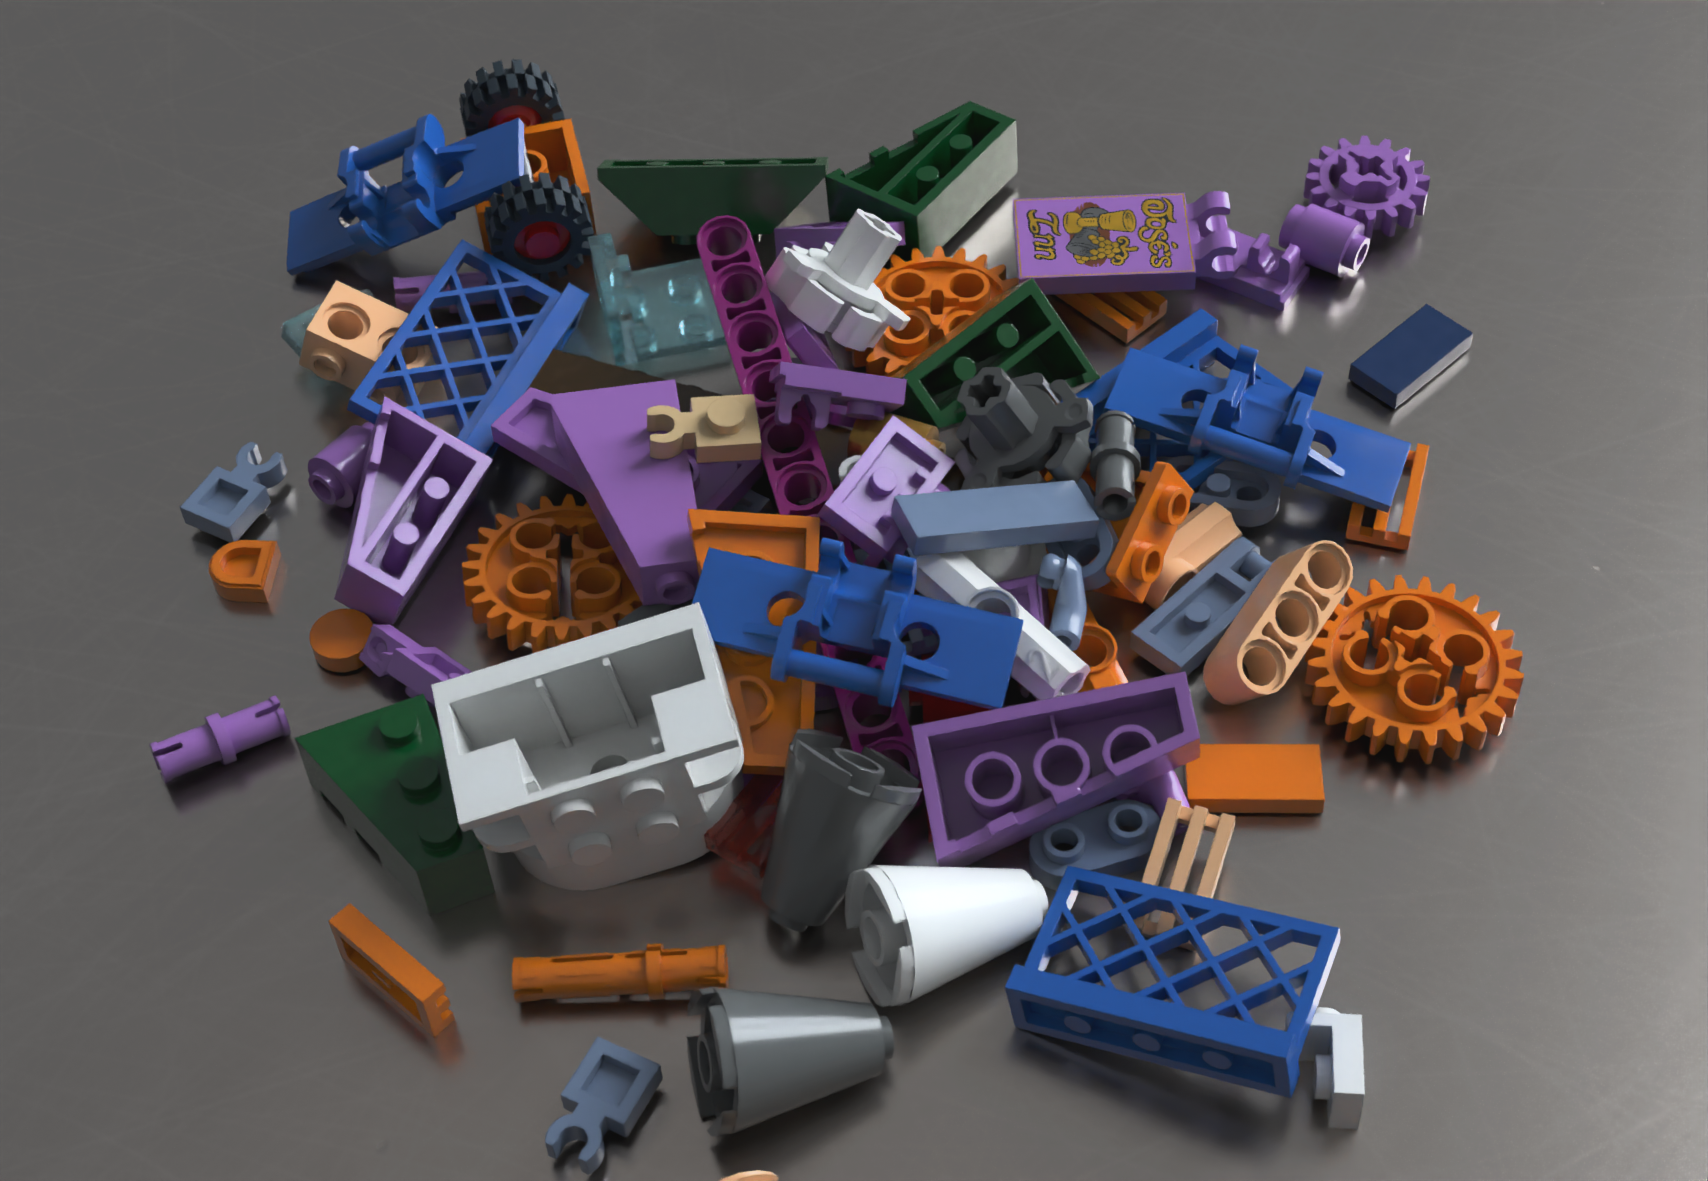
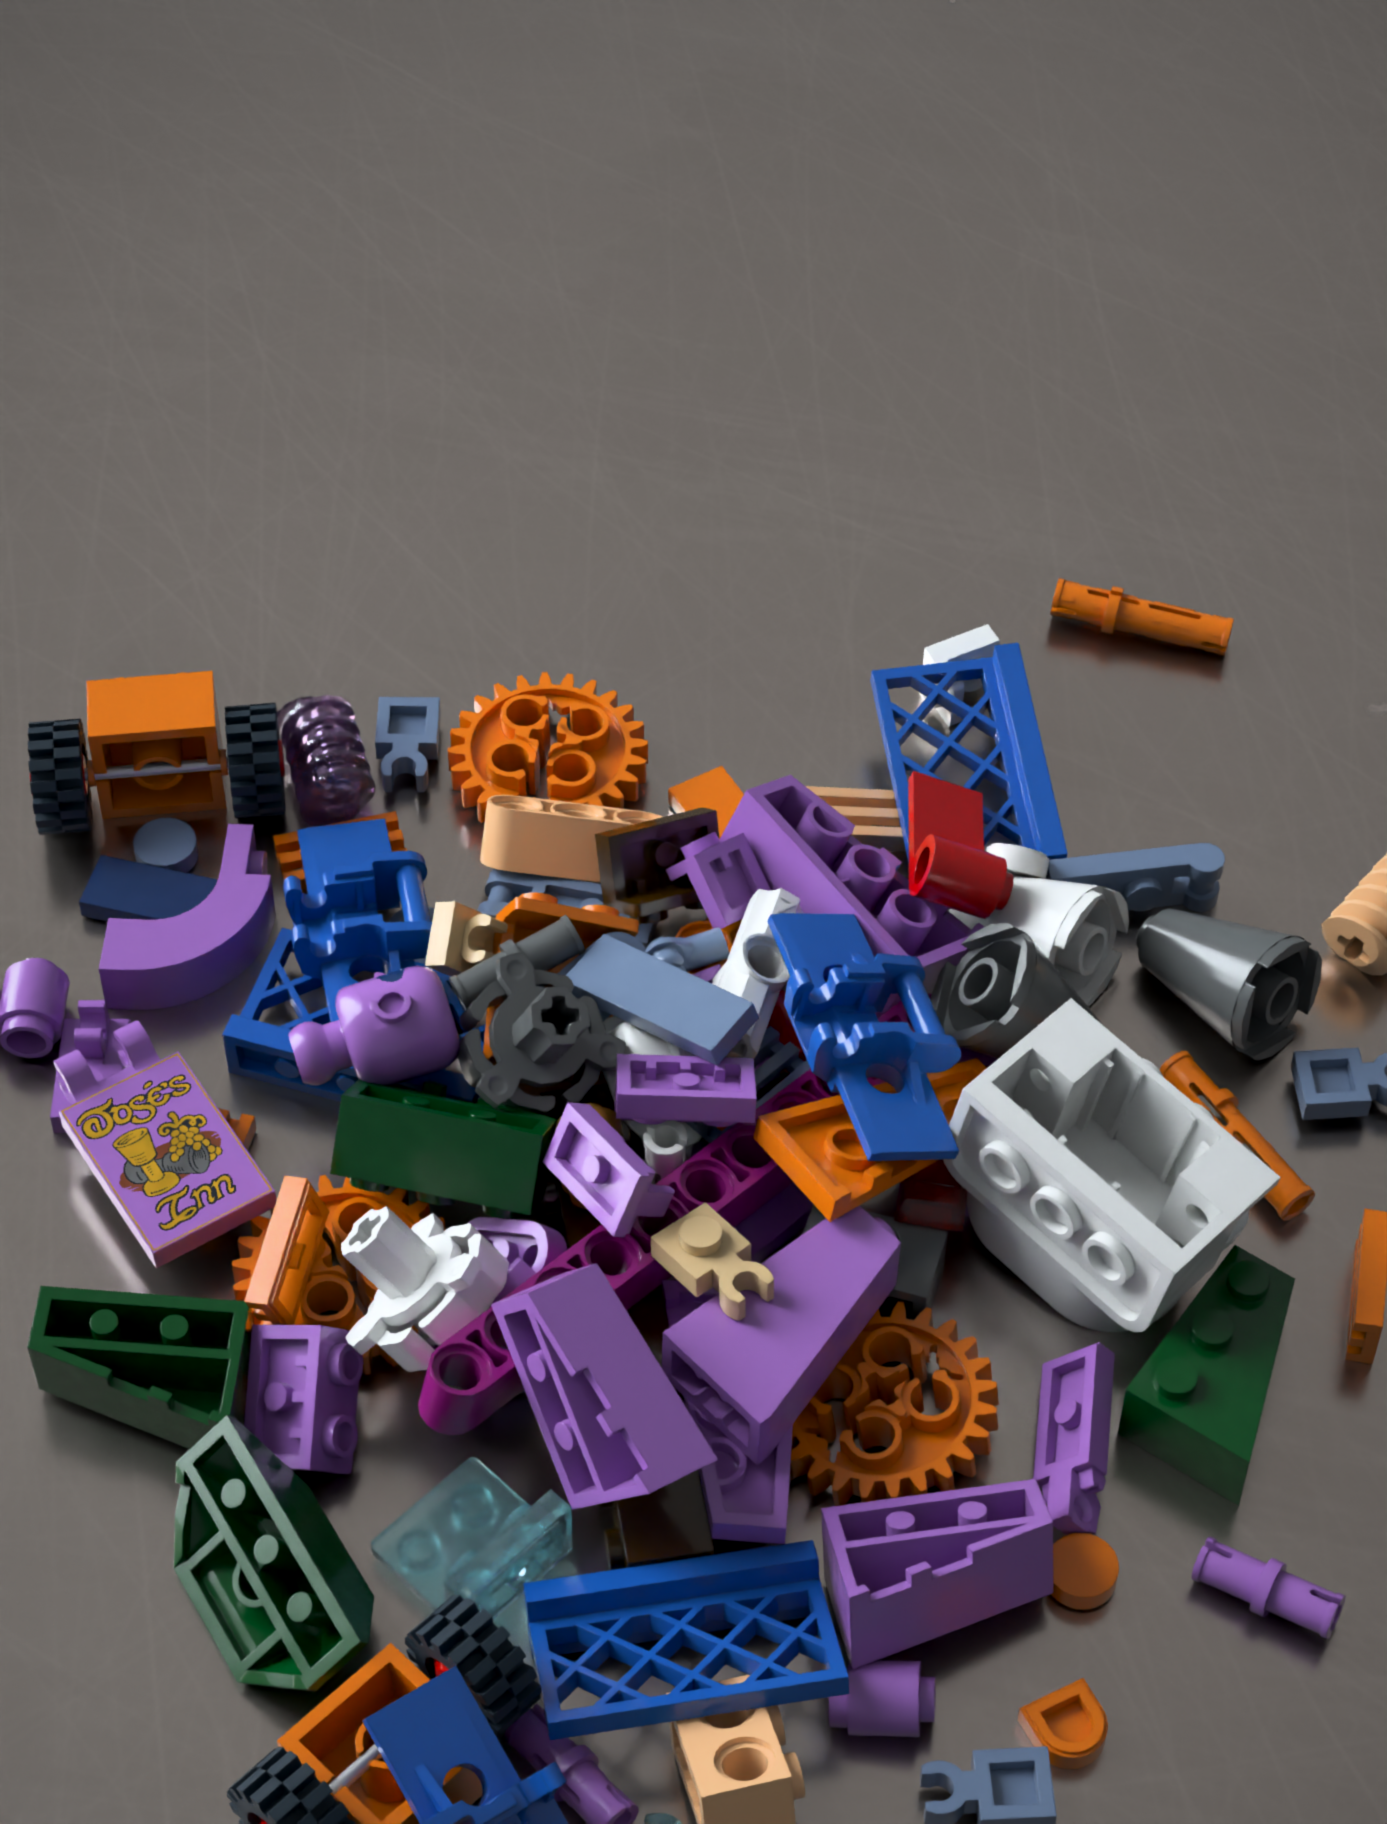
camera: 125 degrees left, 0 degrees up
(644, 308) = (598, 1390): none -> medium lavender wedge
(944, 240) = (287, 1253): none -> orange tile
(951, 1061) = (1151, 876): none -> sand blue plate
(1015, 928) = (1022, 860): none -> white tile
(1054, 859) = (948, 849): none -> red door
(1097, 344) = (385, 1029): none -> medium lavender piece
(1132, 654) = (722, 876): none -> medium lavender bracket
(1184, 448) = (460, 938): none -> tan tile
(1187, 633) = (636, 862): none -> dark brown bracket
(1325, 323) = (199, 950): none -> medium lavender arch
(1463, 383) = (166, 844): none -> sand blue tile
(1496, 500) = (325, 758): none -> clear purple piece
(1503, 581) = (407, 737): none -> sand blue plate
(1547, 410) = (155, 754): none -> brick

